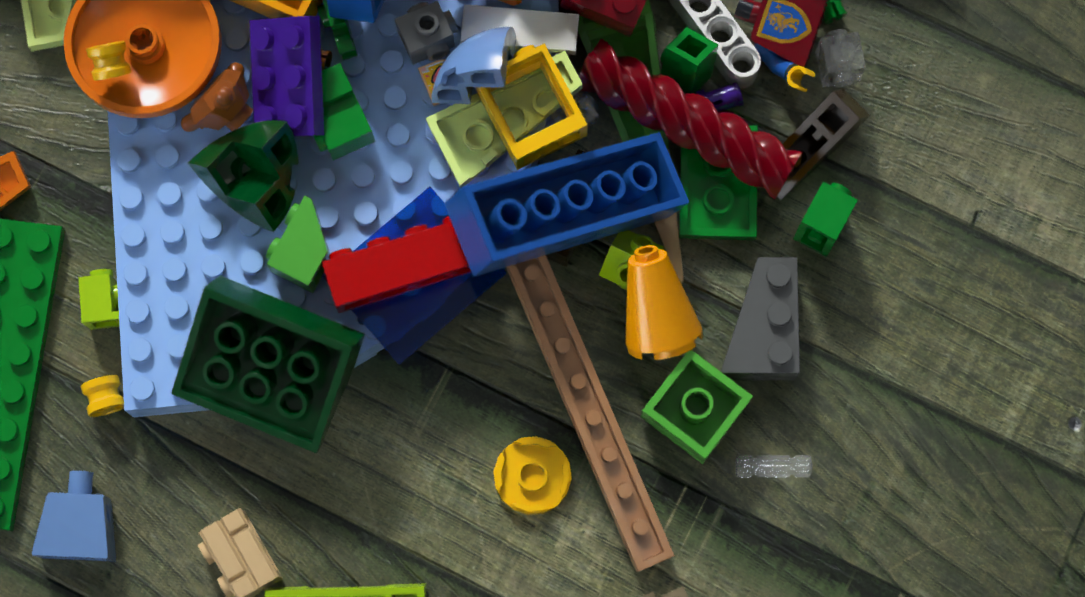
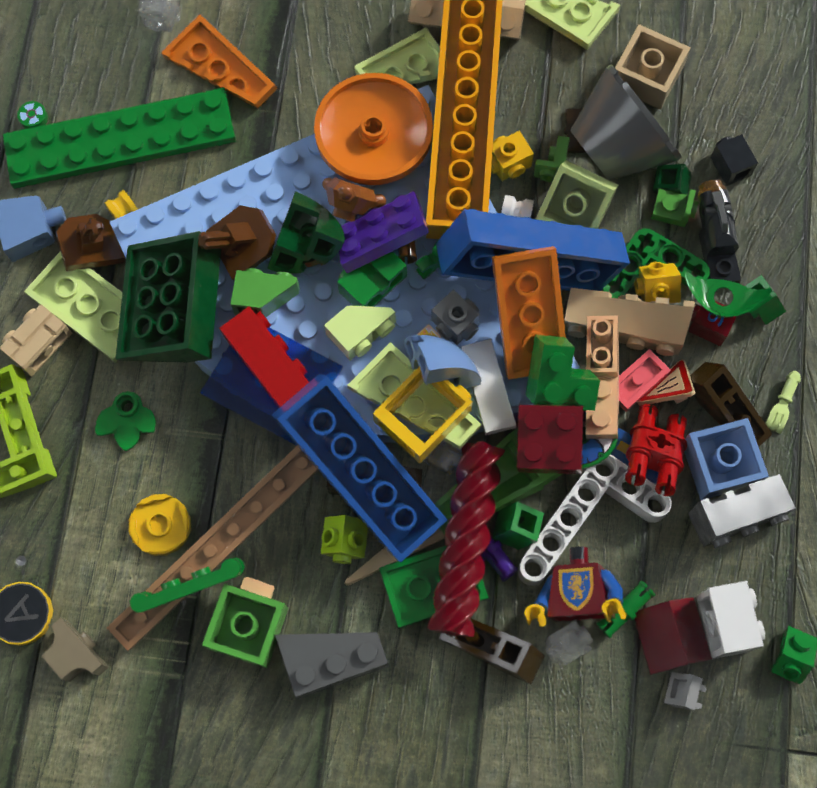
camera: 70 degrees right, 5 degrees down
(99, 299) = (187, 175): lime brick -> none
(108, 60) = (345, 108): yellow wheel -> none
(135, 450) = (88, 243): none -> reddish brown piece
(214, 480) = (82, 302): none -> yellowish green plate
(223, 248) = (243, 237): none -> reddish brown piece
(392, 151) = (358, 327): none -> yellowish green slope
(393, 476) = (123, 424): none -> green plate
(631, 467) = (175, 589): none -> green plate
(651, 382) = (257, 587): none -> light nougat tile
(657, 307) = (306, 569): light orange cone -> none
(773, 466) = (223, 705): clear axle -> none
(825, 218) = (429, 675): green brick -> none

